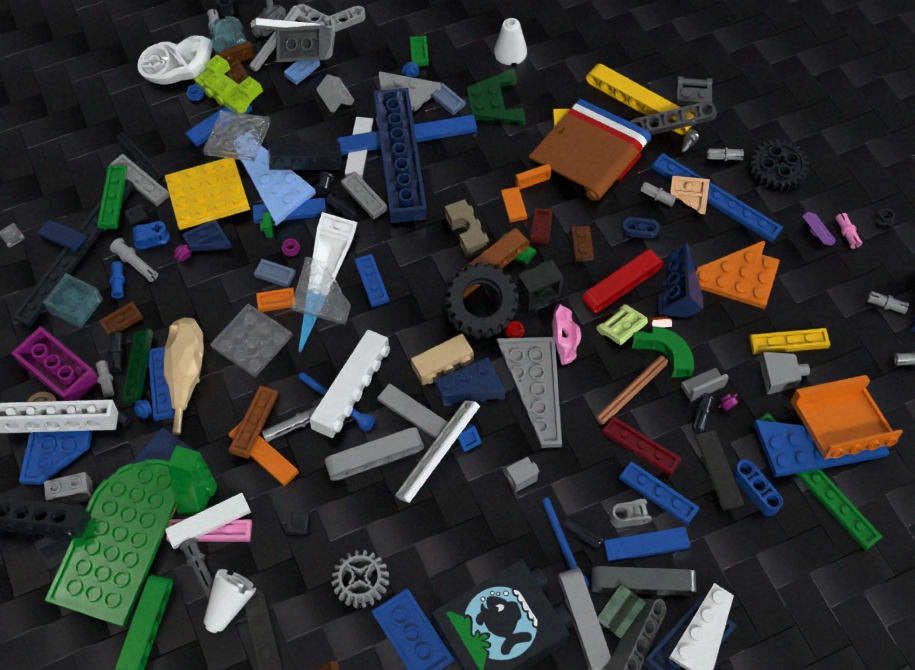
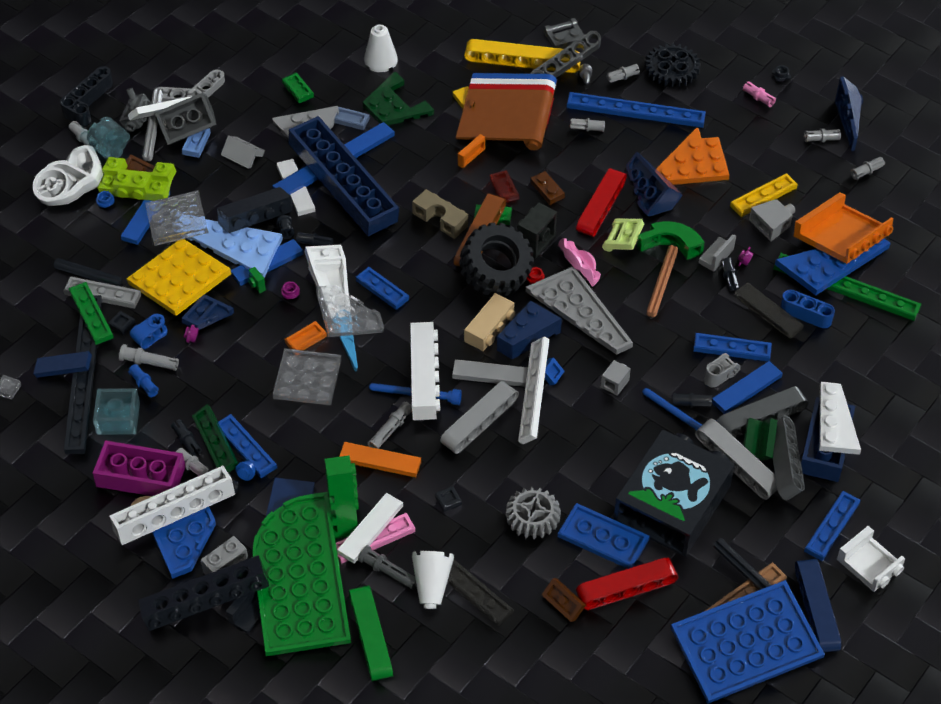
camera: 30 degrees left, 10 degrees down
(121, 319) = (171, 410): reddish brown plate -> none
(182, 364) = (261, 417): tan piece -> none
(241, 52) = (128, 147): reddish brown plate -> none
(253, 422) = (356, 437): dark orange tile -> none
(275, 273) = (289, 317): sand blue tile -> none
(364, 195) = (329, 222): light grey plate -> none
(410, 69) = (301, 105): blue plate -> none
(514, 204) = (468, 180): orange tile -> none
(640, 227) = (589, 156): dark blue plate -> none
(642, 446) = (696, 319): dark red tile -> none
(663, 321) = (656, 218): tile -> none
(691, 191) = (614, 111): light nougat wing -> none
(818, 229) = (735, 102): medium lavender plate -> none

